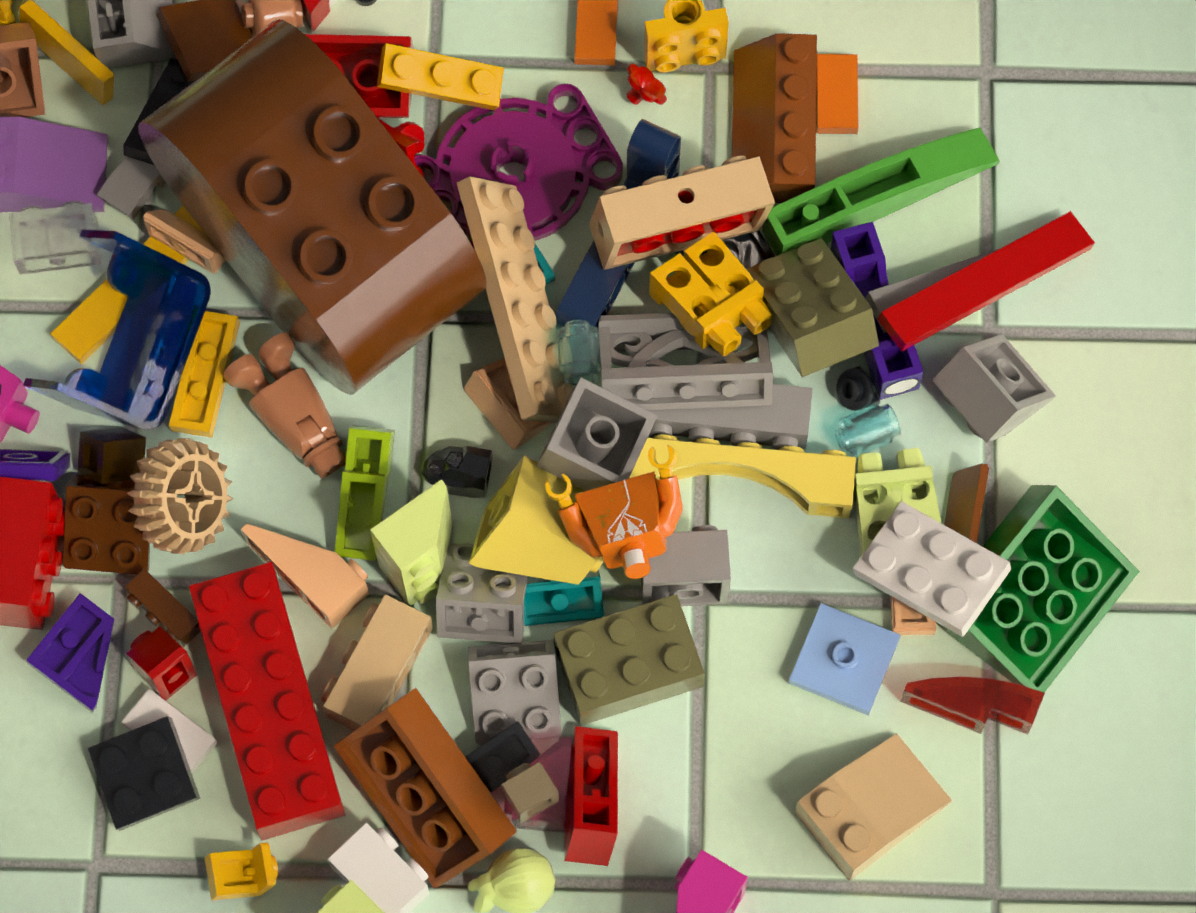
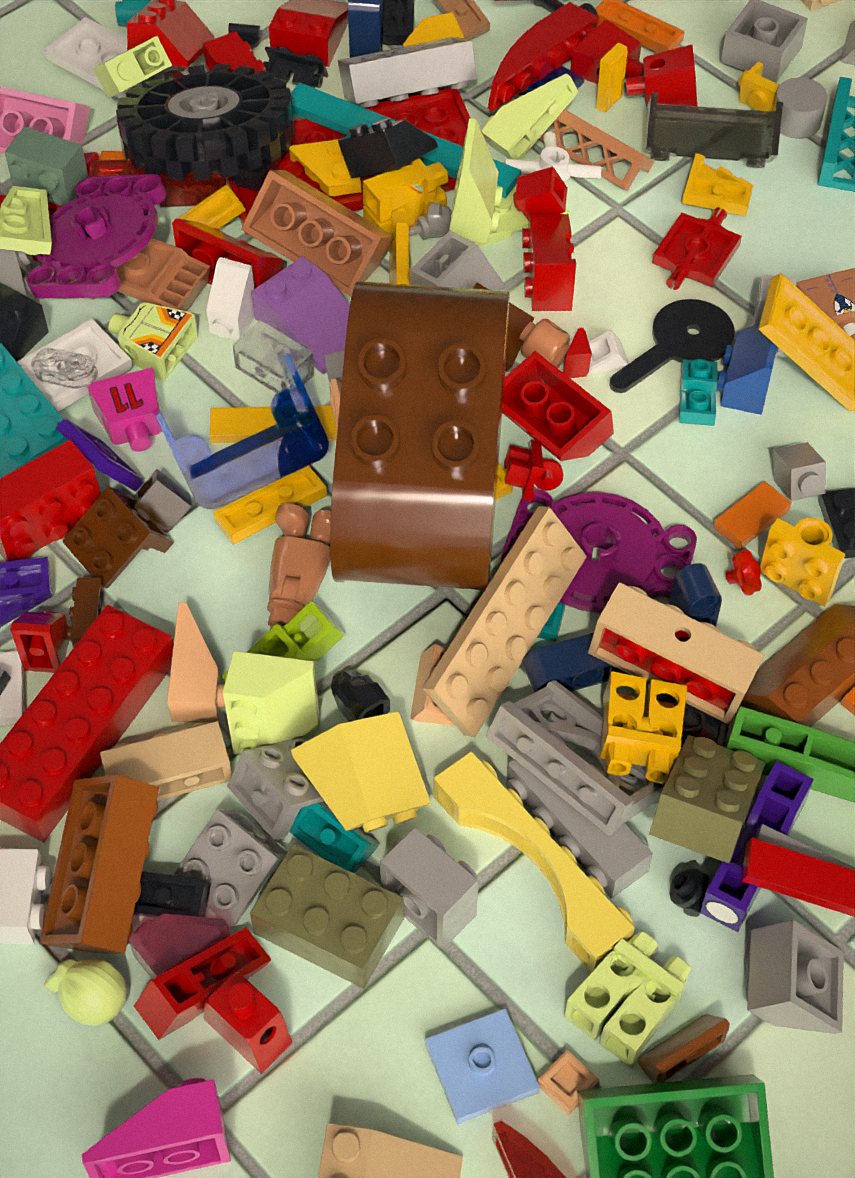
camera: 45 degrees right, 15 degrees down
(176, 522) = (154, 560): tan gear -> none
(440, 77) = (606, 451): yellow plate -> none
(529, 791) = (153, 928): dark tan plate -> none
(579, 351) = (513, 684): clear light blue brick -> none
(596, 437) = (454, 742): light grey brick -> none
(626, 518) = (412, 803): orange torso -> none
(657, 790) = (241, 1018): none -> red torso
(867, 429) = (667, 922): clear light blue brick -> none
(932, 568) = (603, 1053): white plate -> none

